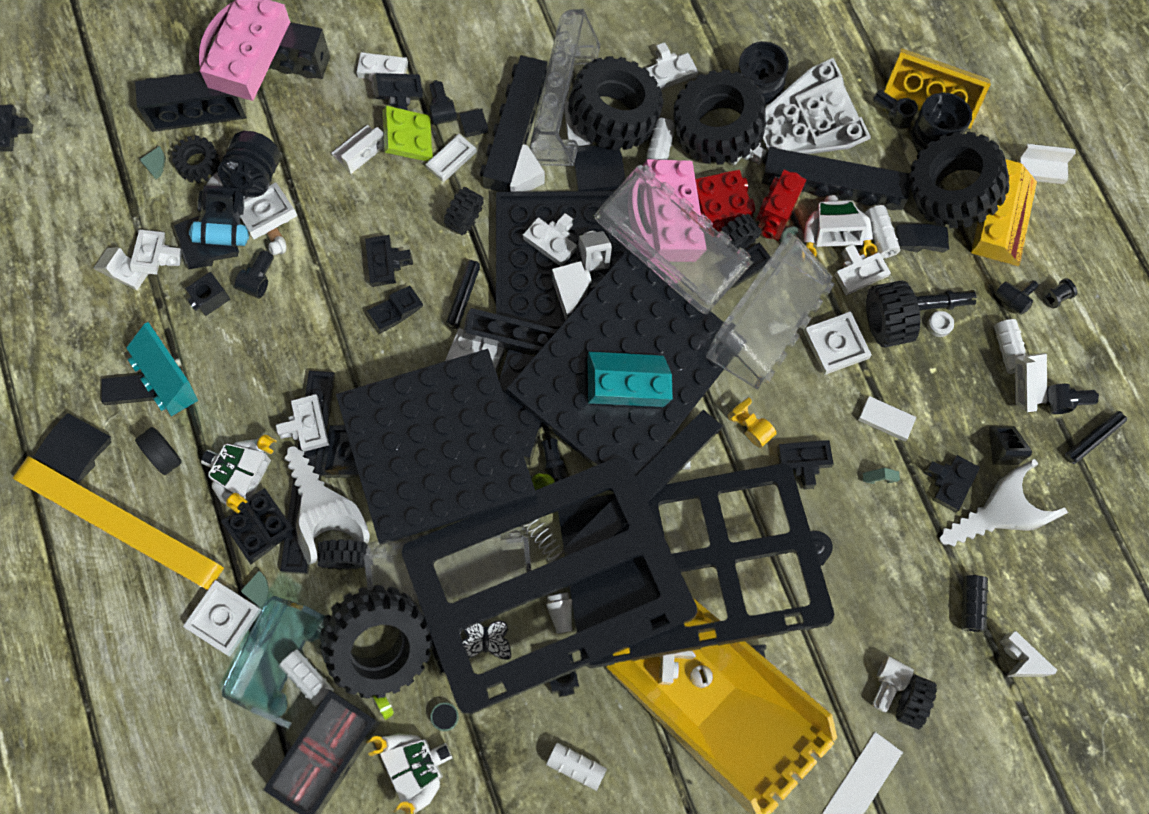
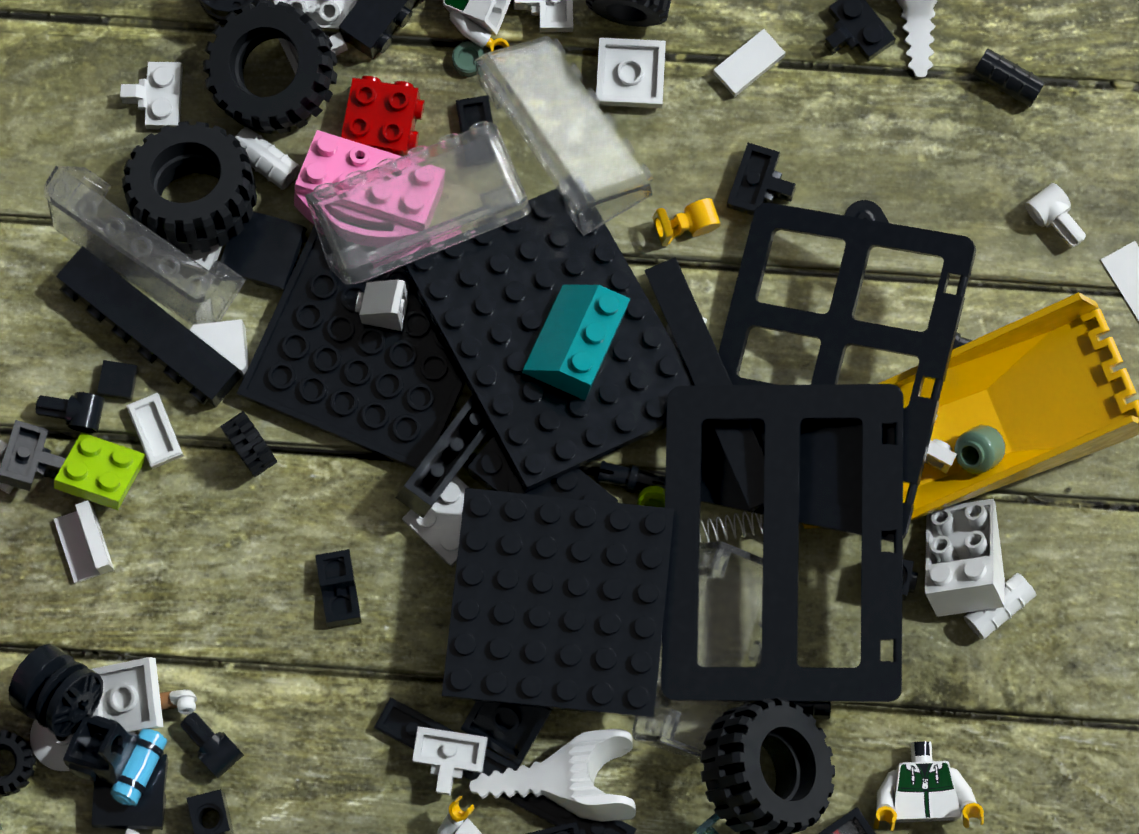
camera: 60 degrees left, 5 degrees up
(341, 554) = (638, 771): black tyre -> none
(383, 707) = (841, 798): lime tile -> none
(385, 260) = (265, 573): black hinge -> none
(444, 717) = (879, 733): black tile -> none
(463, 294) = (356, 494): black axle -> none
(488, 639) = (816, 640): animal -> none
(552, 239) = (339, 351): white hinge -> none
(560, 611) = (818, 548): white cone -> none
(571, 286) = (420, 356): white slope -> none
(598, 723) = (964, 559): none -> white slope
(685, 699) = (979, 449): none -> sand green head
(696, 677) = (958, 427): white hinge -> none
(742, 231) = (439, 116): black tyre -> none
(779, 204) = (425, 51): red brick -> none
(881, 474) = (816, 105): sand green tile -> none
(916, 702) = (1091, 198): black tyre -> none
(1030, 662) = (1098, 51): white slope -> none

